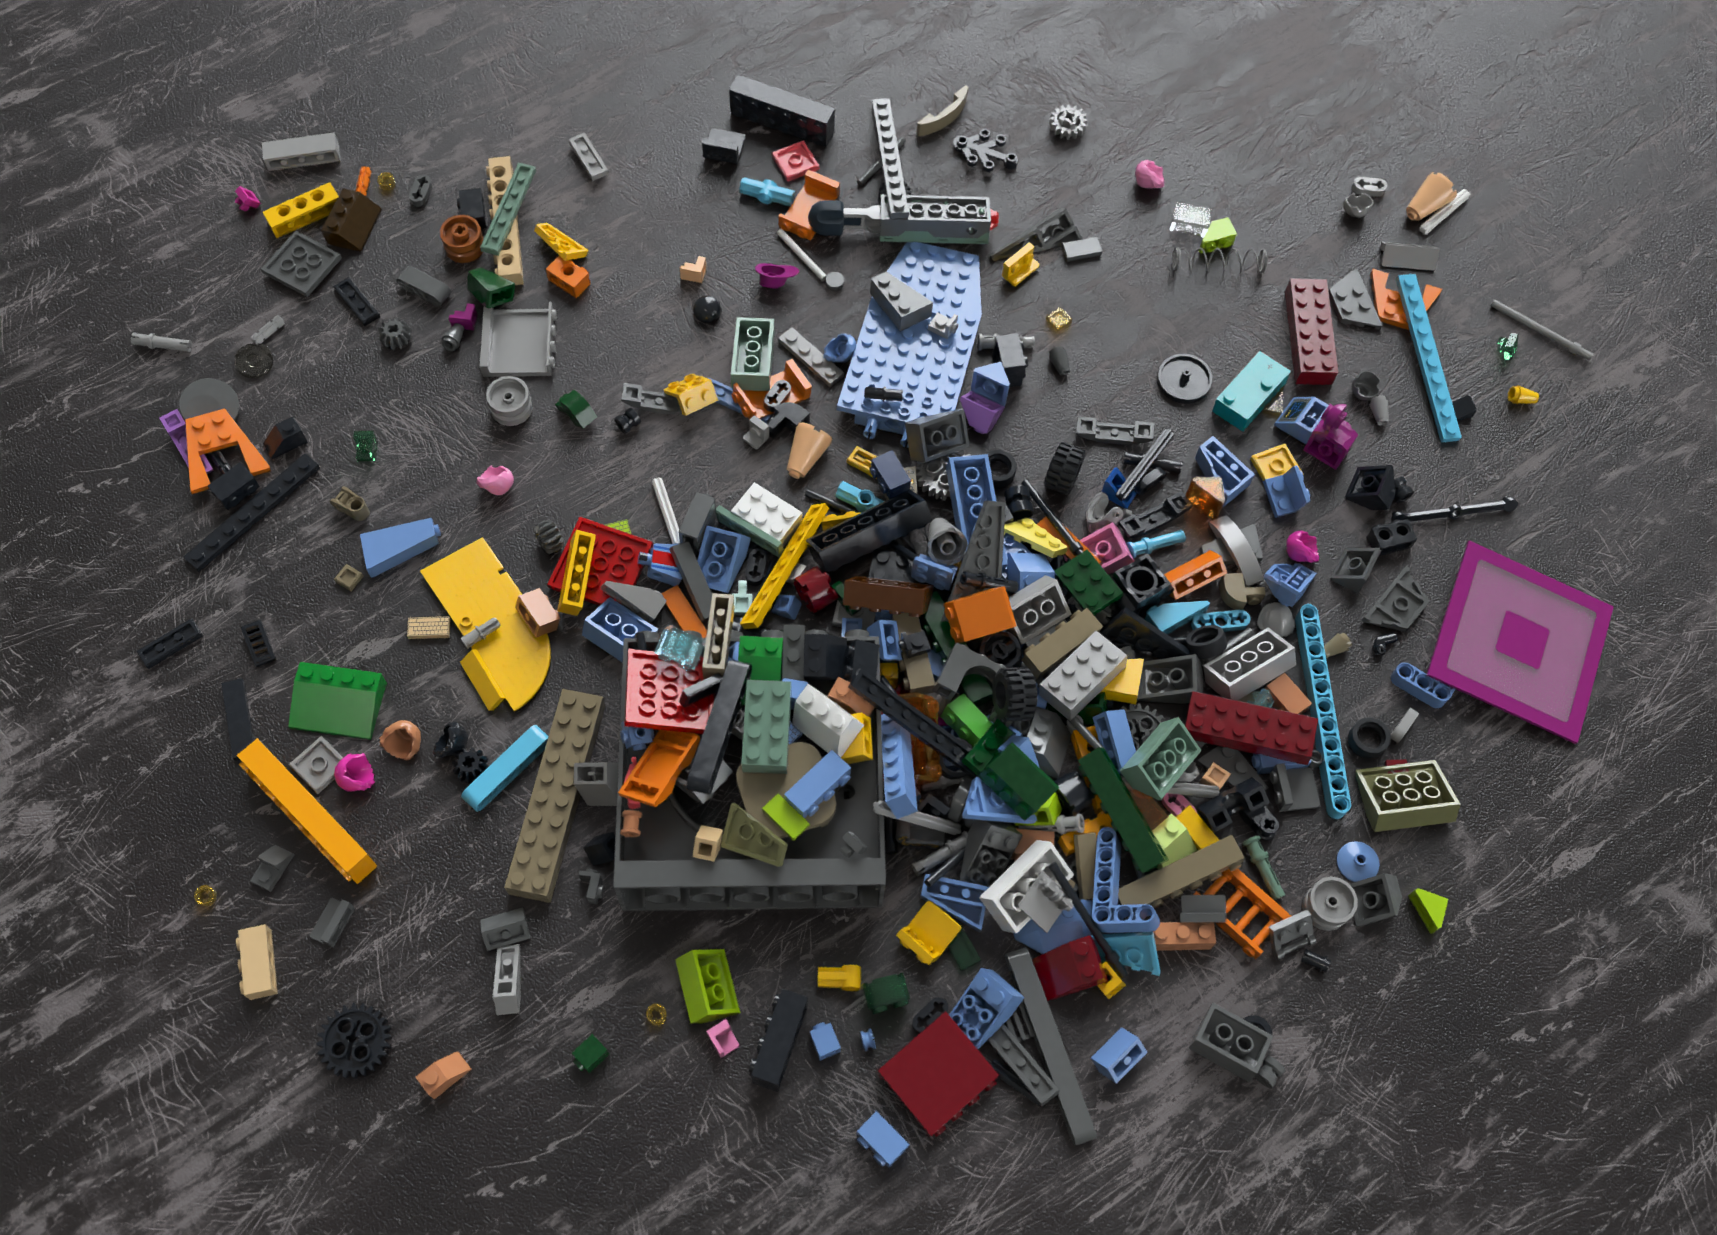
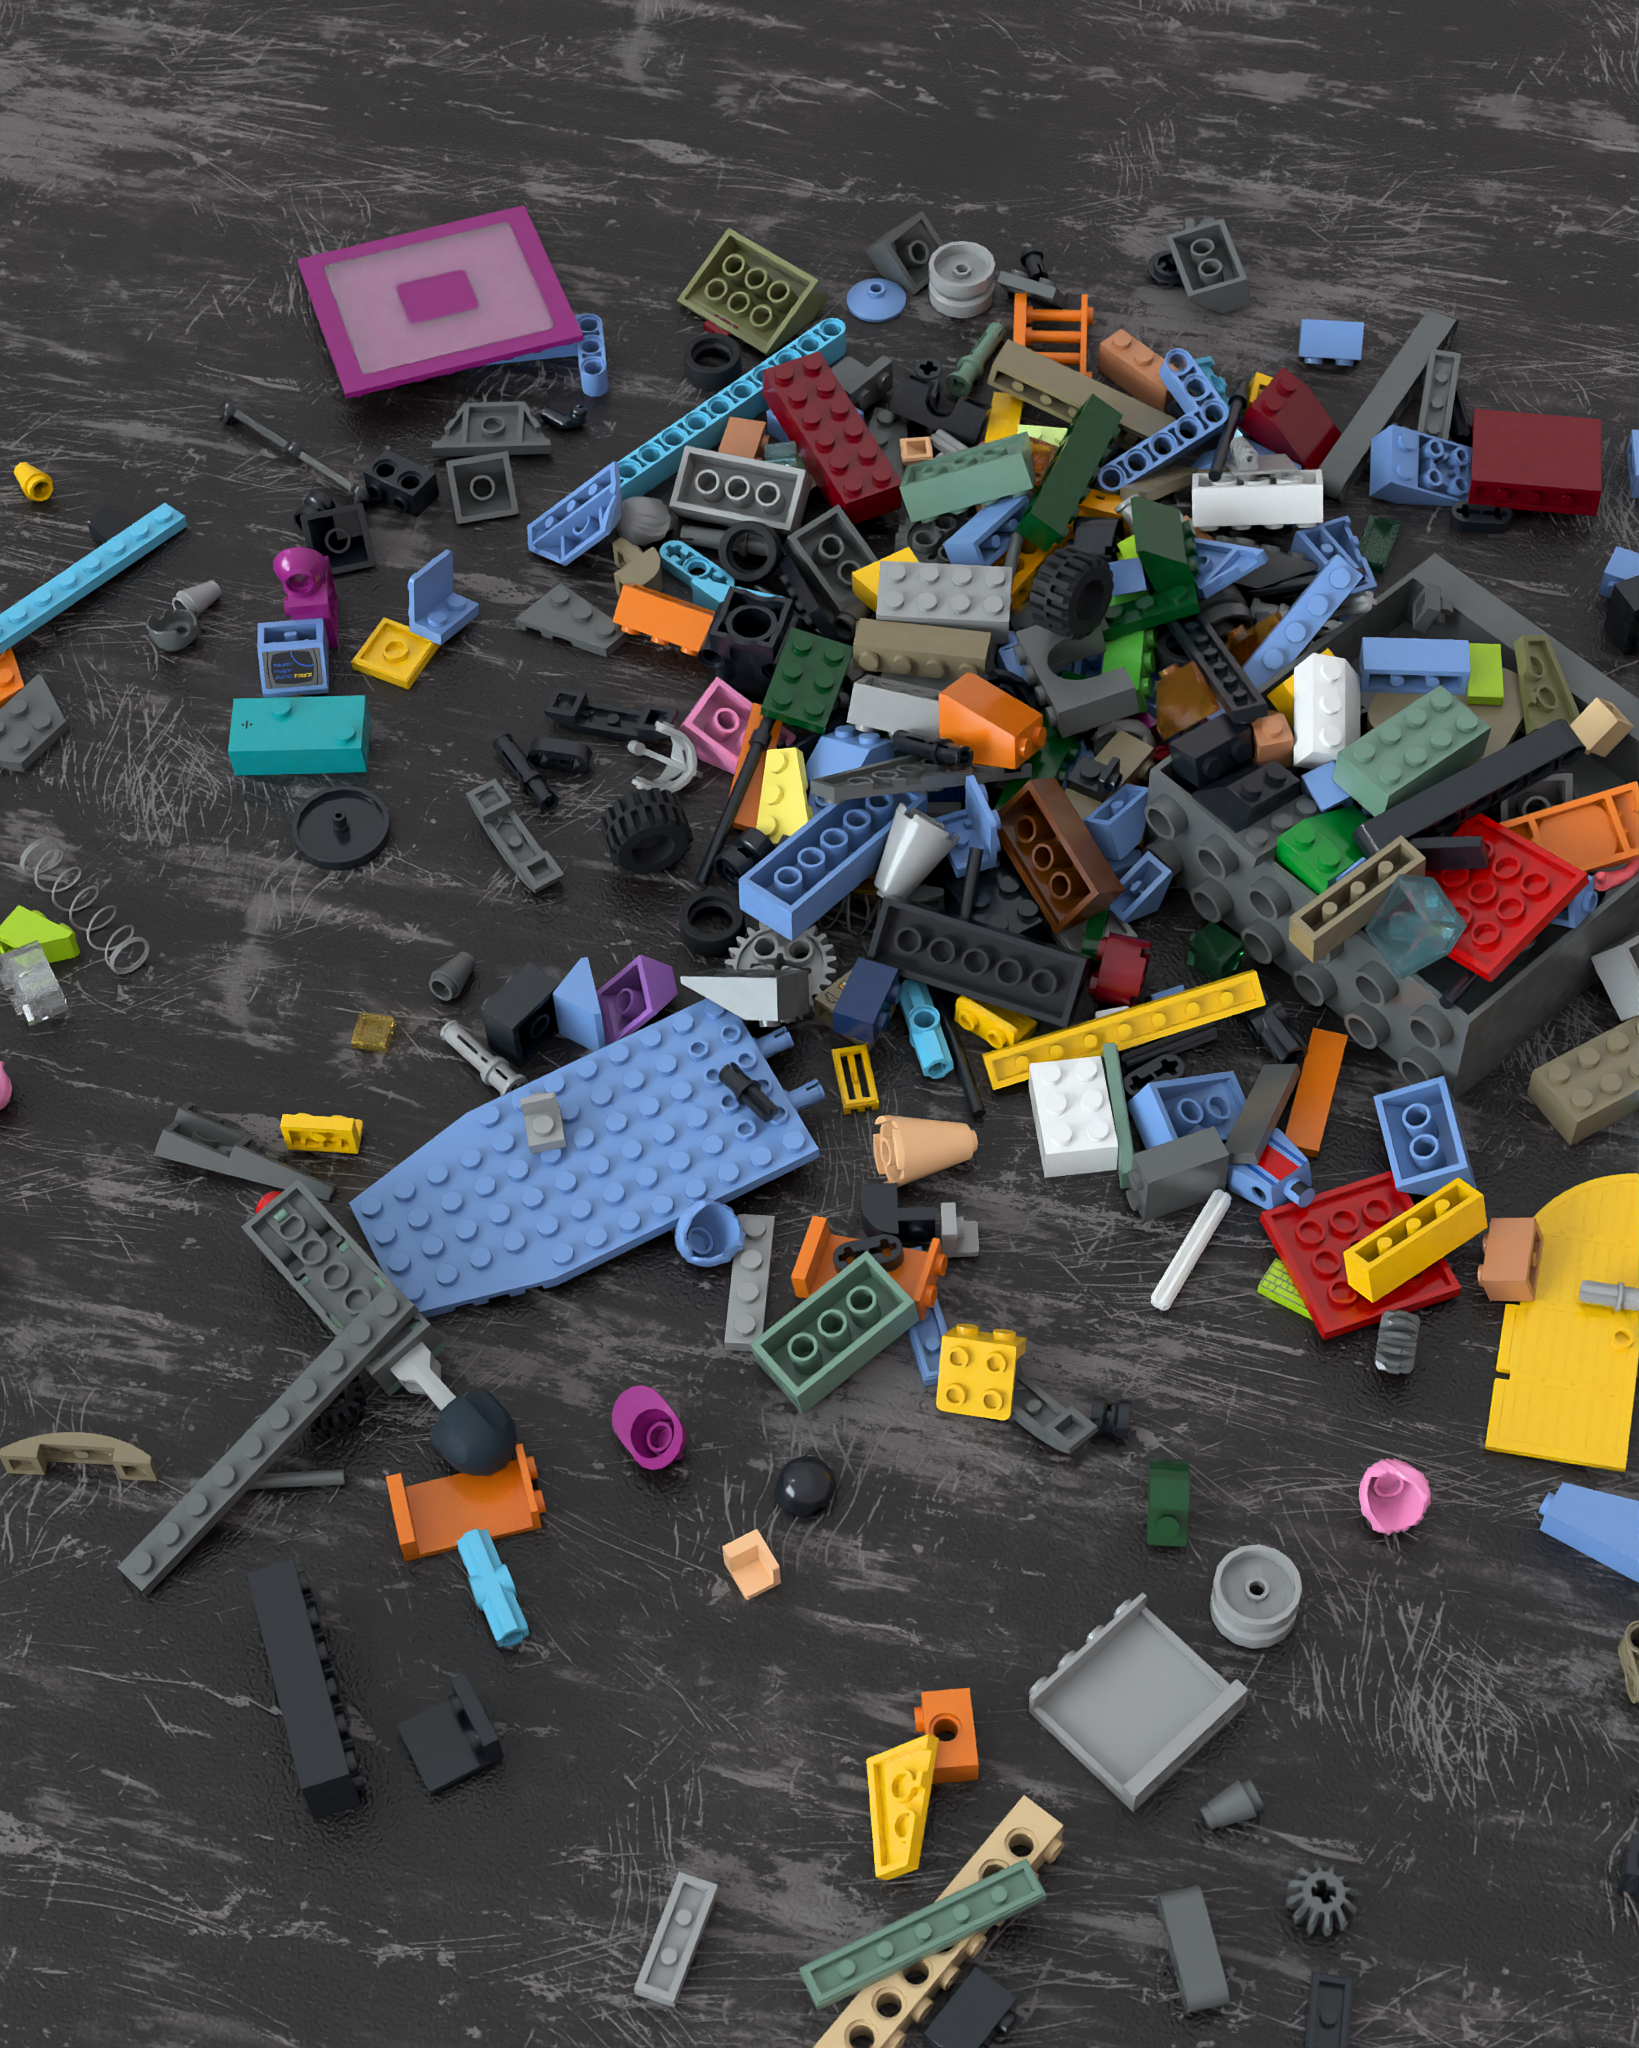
camera: 125 degrees left, 10 degrees down
(366, 445) = (1538, 1742): clear green panel -> none
(461, 238) = (1068, 1955): dark orange wheel -> none
(465, 318) = (1182, 1825): magenta panel -> none
(489, 287) = (1101, 1816): dark green slope -> none
(639, 600) = (1362, 1154): light grey slope -> none
(742, 600) = (1220, 1050): light aqua plate -> none
(795, 160) = (381, 1608): coral tile -> none
(801, 254) = (569, 1445): white bar -> none
(834, 281) = (578, 1358): tile -> none
(846, 977) = (1538, 606): yellow piece -> none
(867, 1040) = (1574, 544): medium blue bush -> none
(886, 992) = (1512, 552): clear green brick -> none
(900, 301) = (560, 1200): wedge -> none
(929, 933) = (1393, 561): yellow bracket -> none
(965, 144) = (118, 1350): plant -> none
(1082, 249) = (209, 1089): tile -> none
(1113, 484) = (609, 782): blue slope -> none
(1144, 465) = (546, 760): axle -> none
(1148, 545) = (651, 692): medium azure pin -> none
(1203, 908) = (1099, 355): dark grey panel -> none
(1207, 495) = (527, 669): clear orange slope -> none
(1218, 461) = (471, 683): medium blue wedge -> none
(1238, 549) = (570, 611): light grey slope -> none
(1302, 547) = (509, 552): dark pink hair -> none
(1311, 331) = (125, 734): brick -> none
(1338, 644) = (612, 448): dark tan cone -> none
(1404, 724) = (661, 342): light grey beam -> none
(1430, 908) = (869, 211): lime slope -> none

